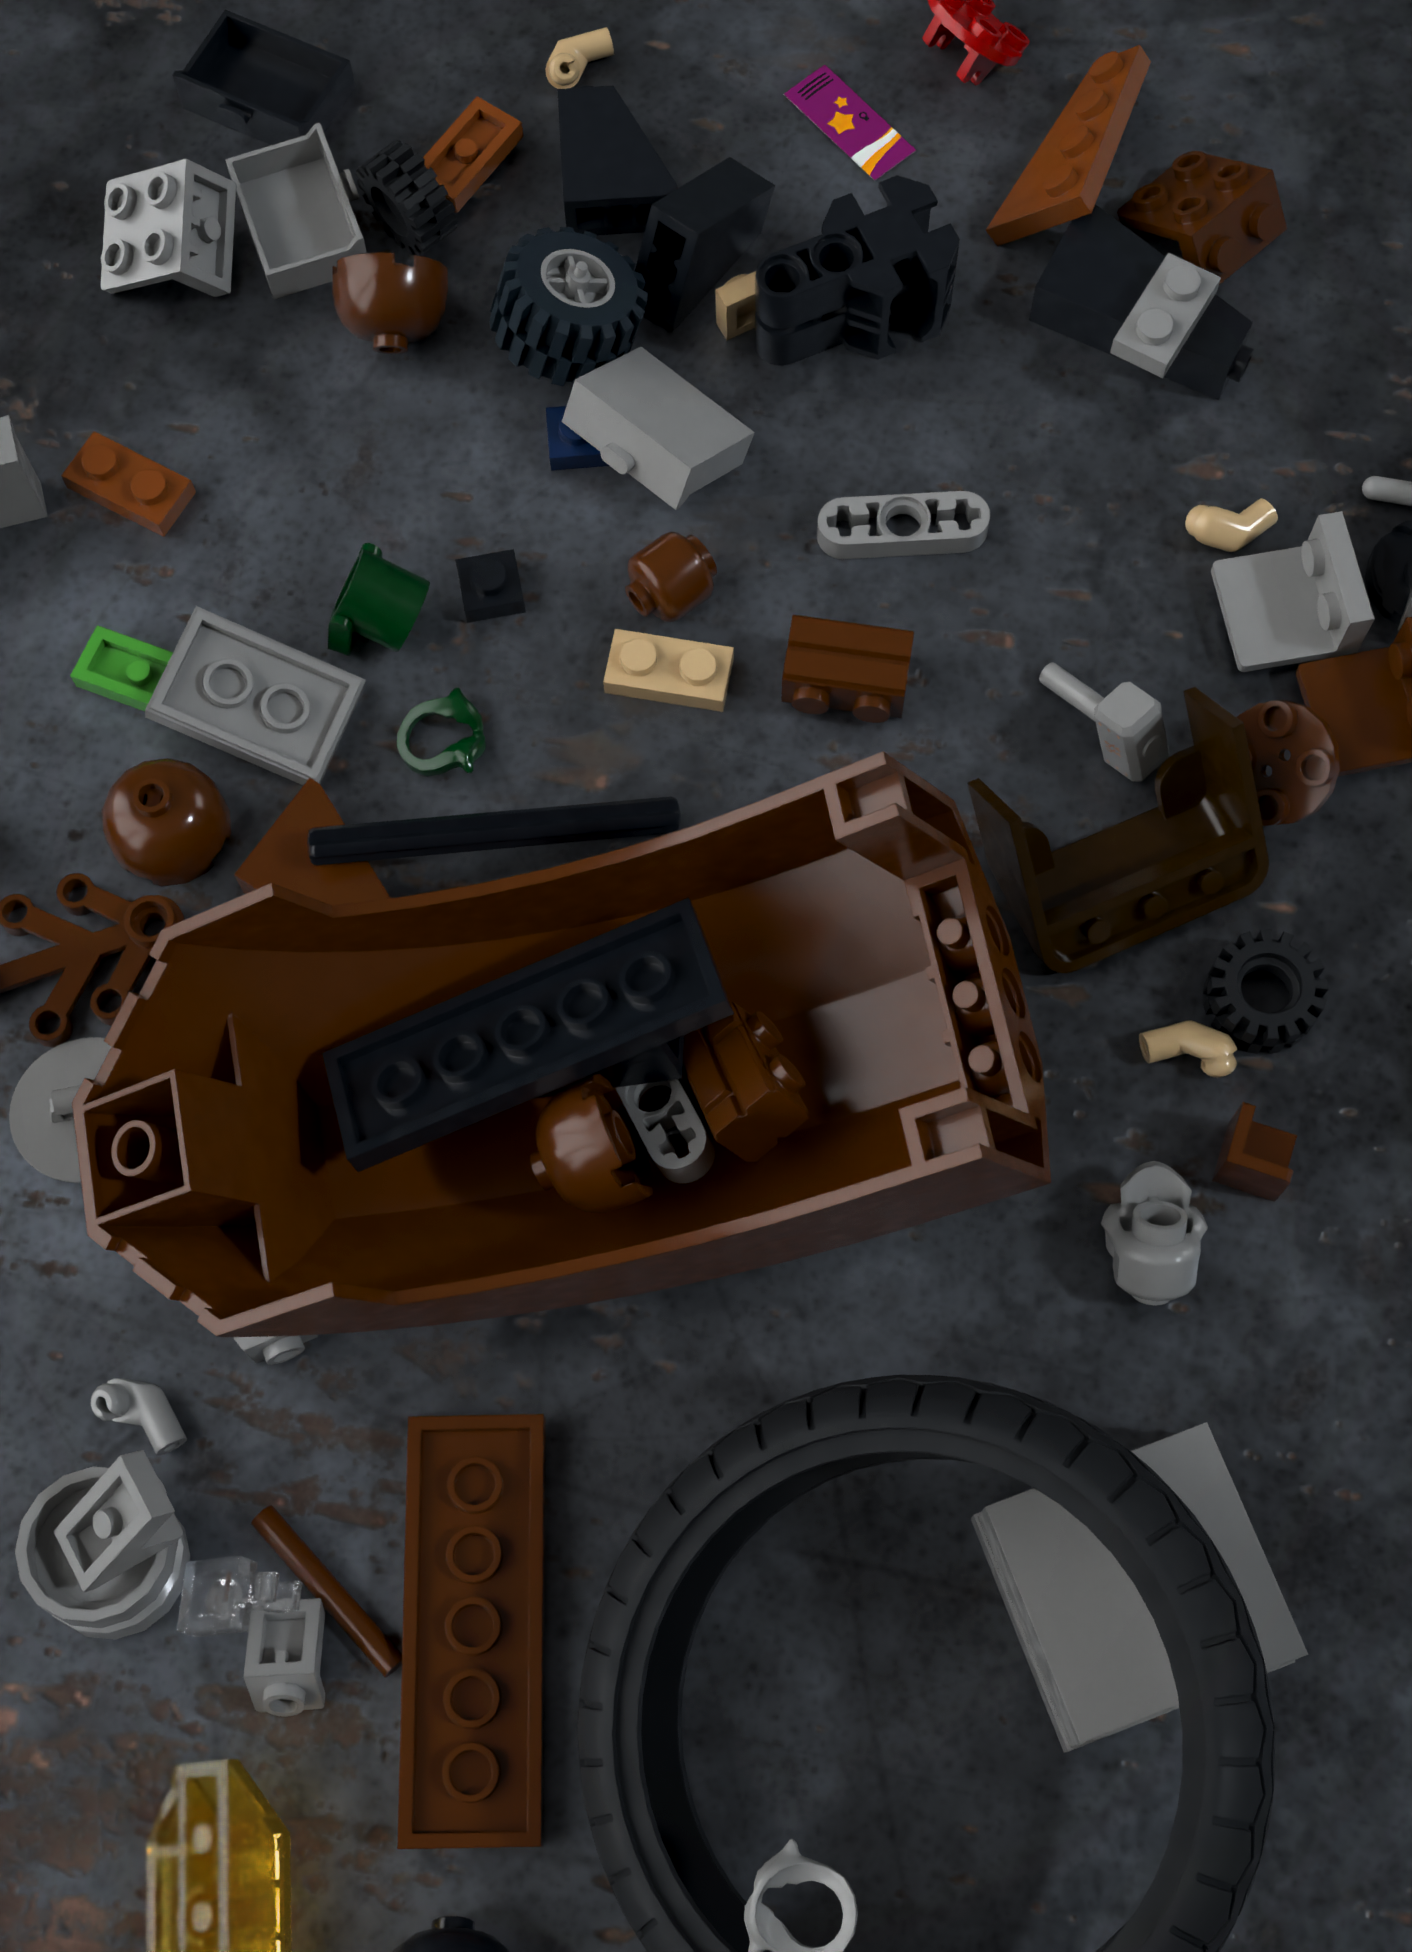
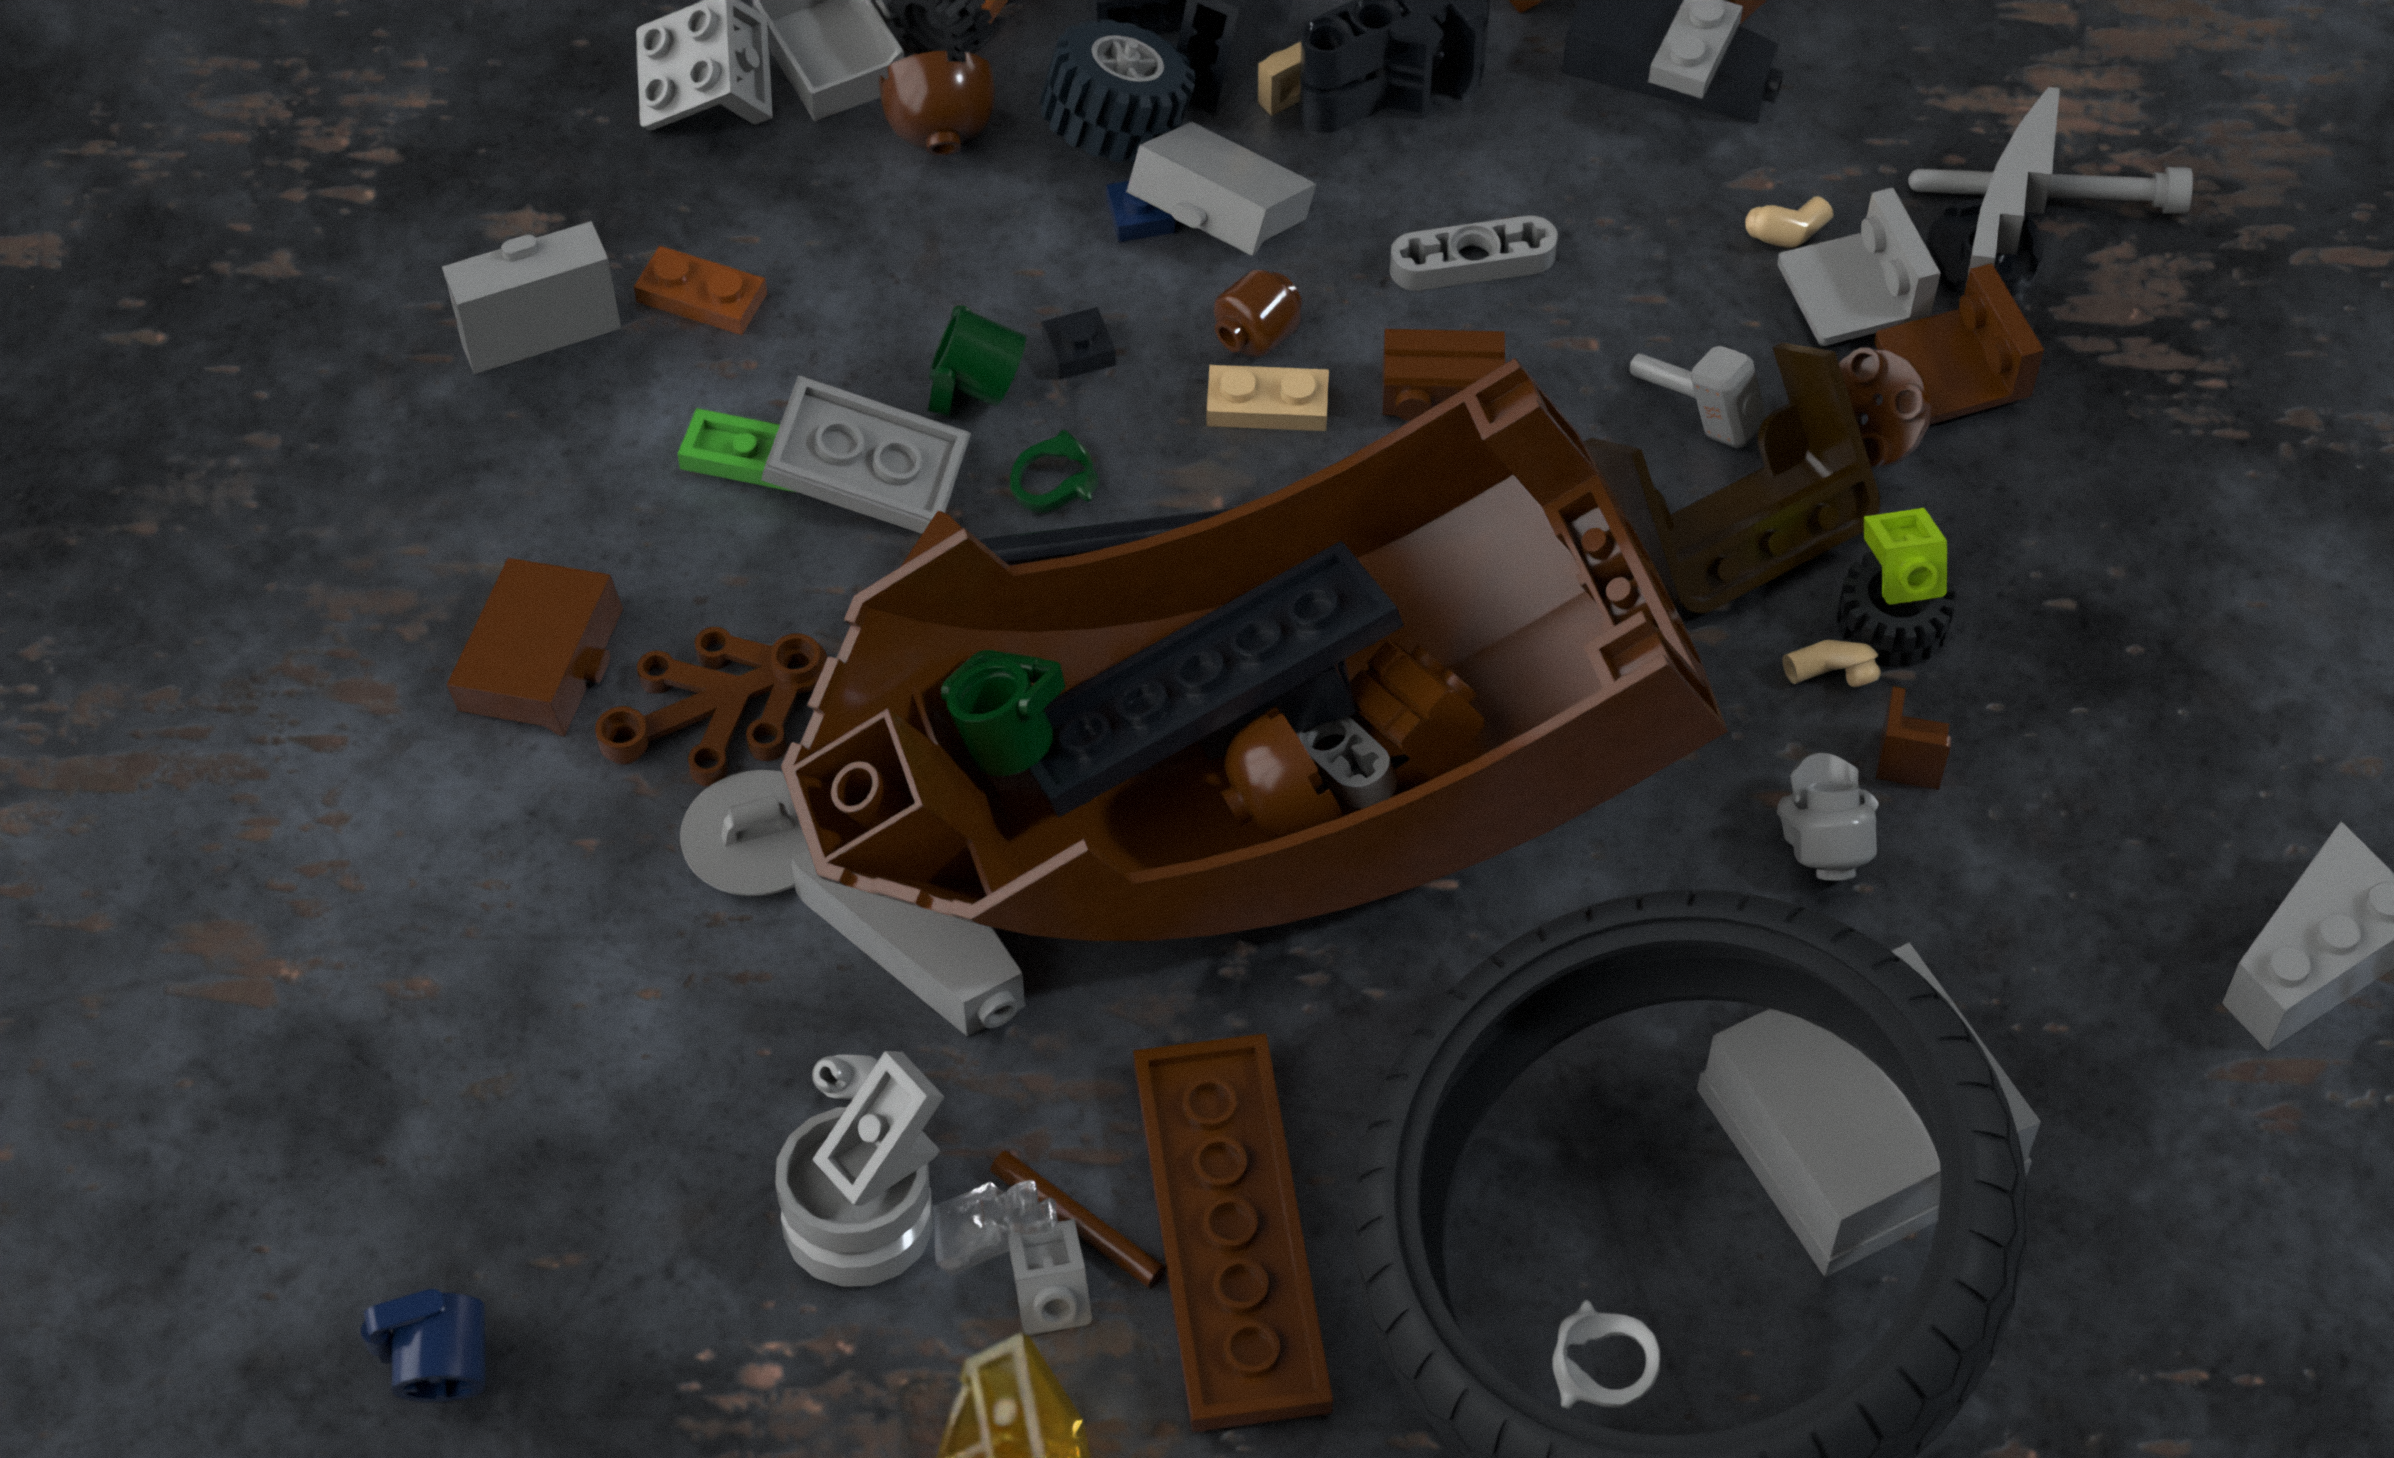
camera: 10 degrees left, 15 degrees down
(165, 821) = (793, 572): reddish brown cylinder -> none
(309, 1051) = (1001, 709): none -> dark green piece
(1285, 946) = (1910, 555): none -> lime bracket

